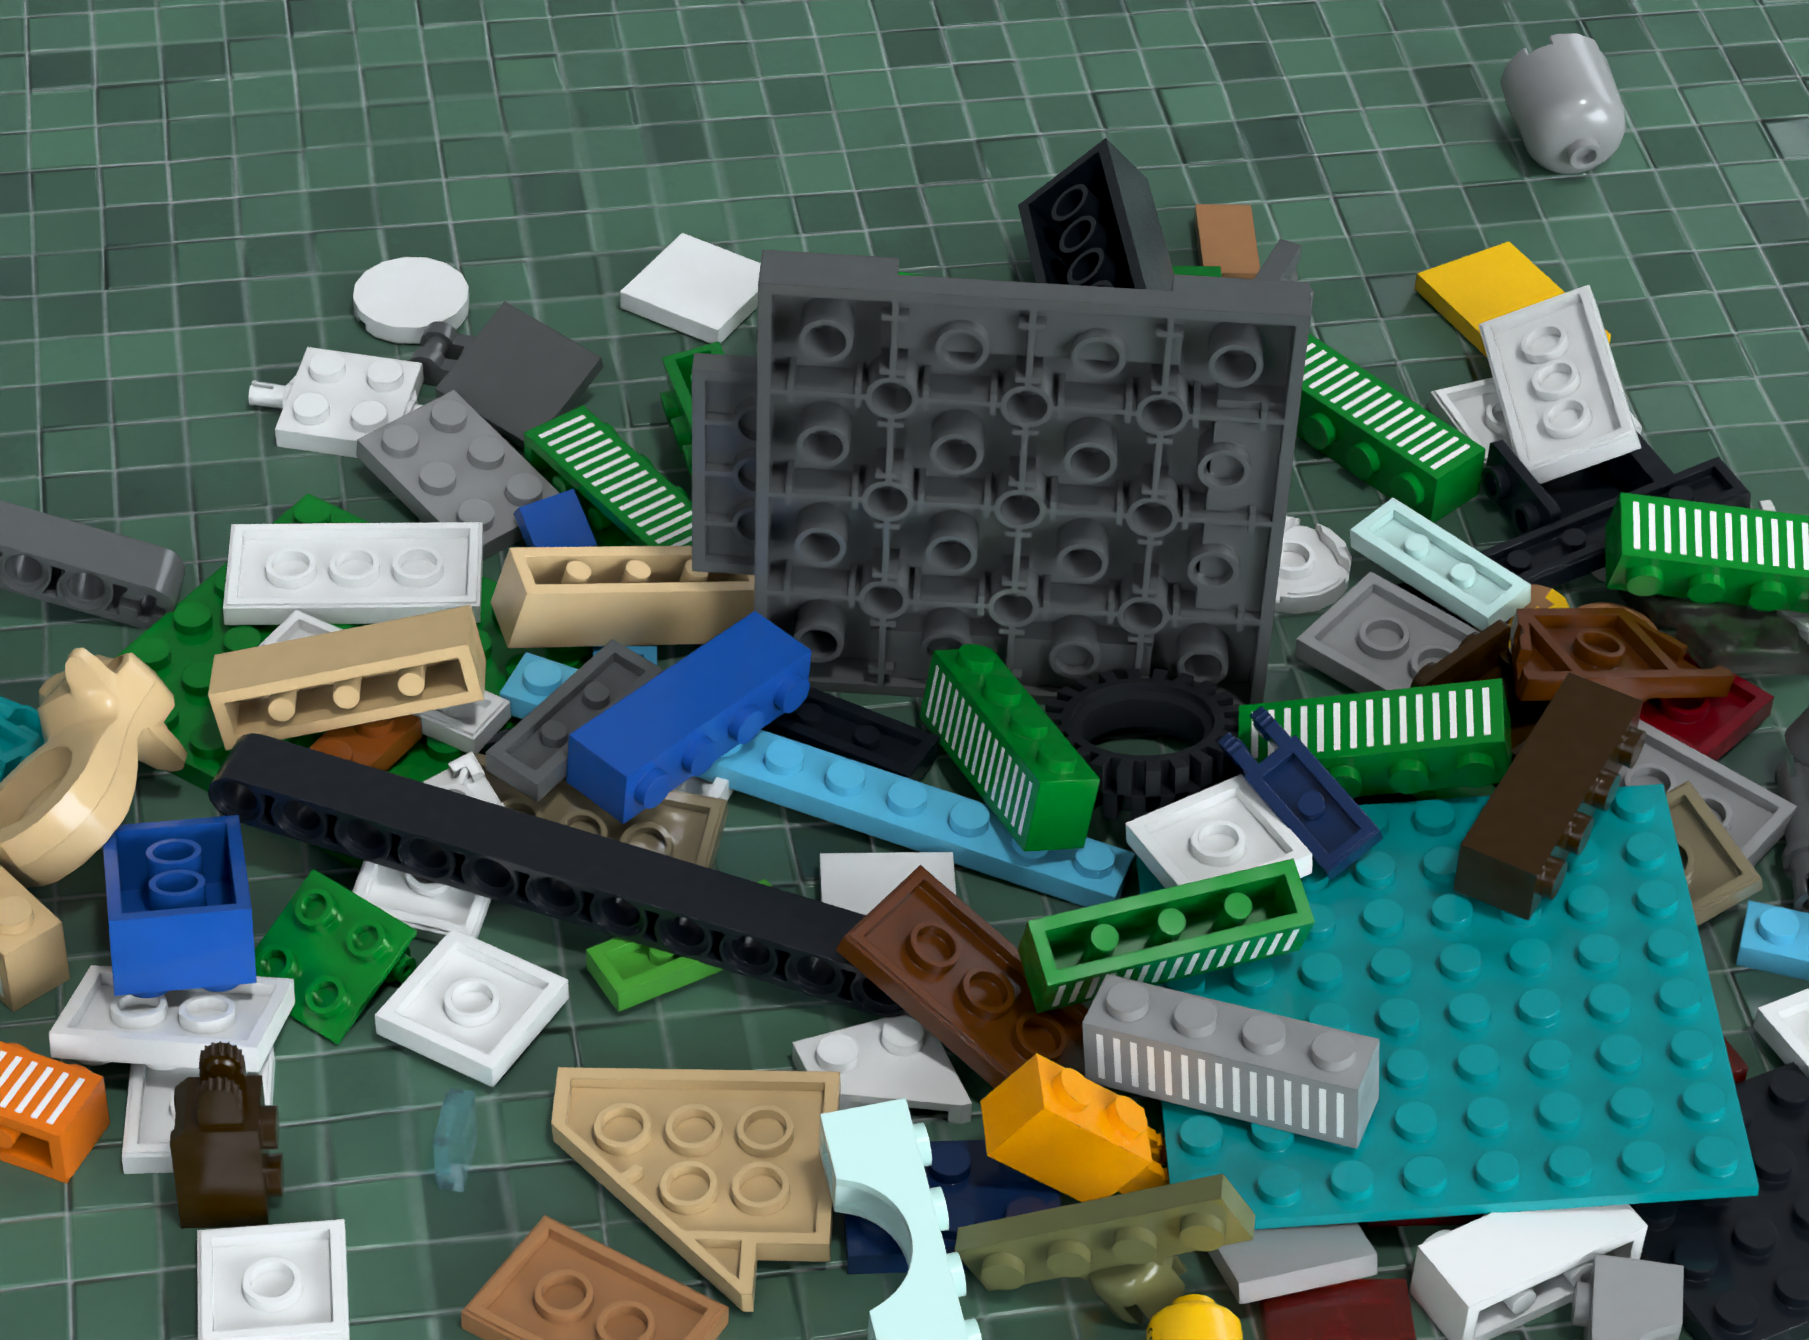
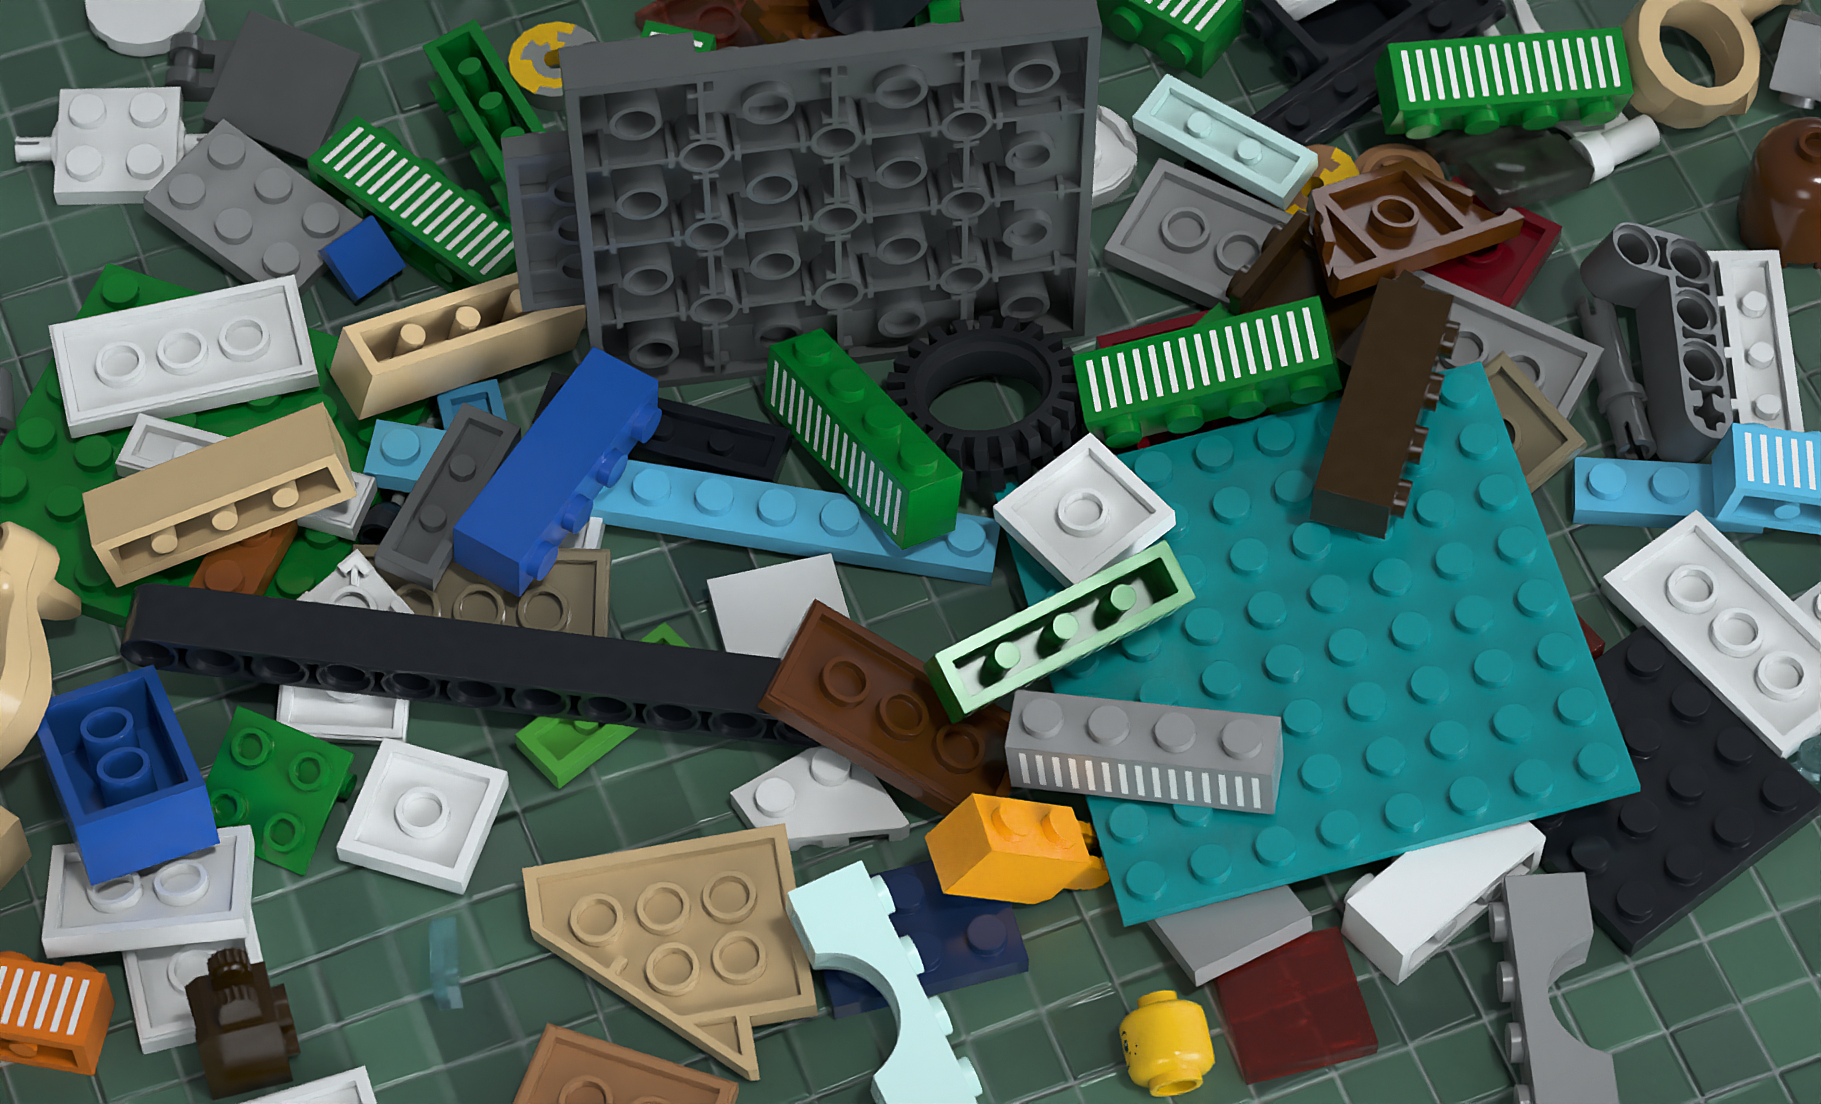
camera: 10 degrees left, 15 degrees up
(1116, 1242) = (1083, 963): olive plate -> none
(1304, 796) = (1155, 450): dark blue hinge -> none

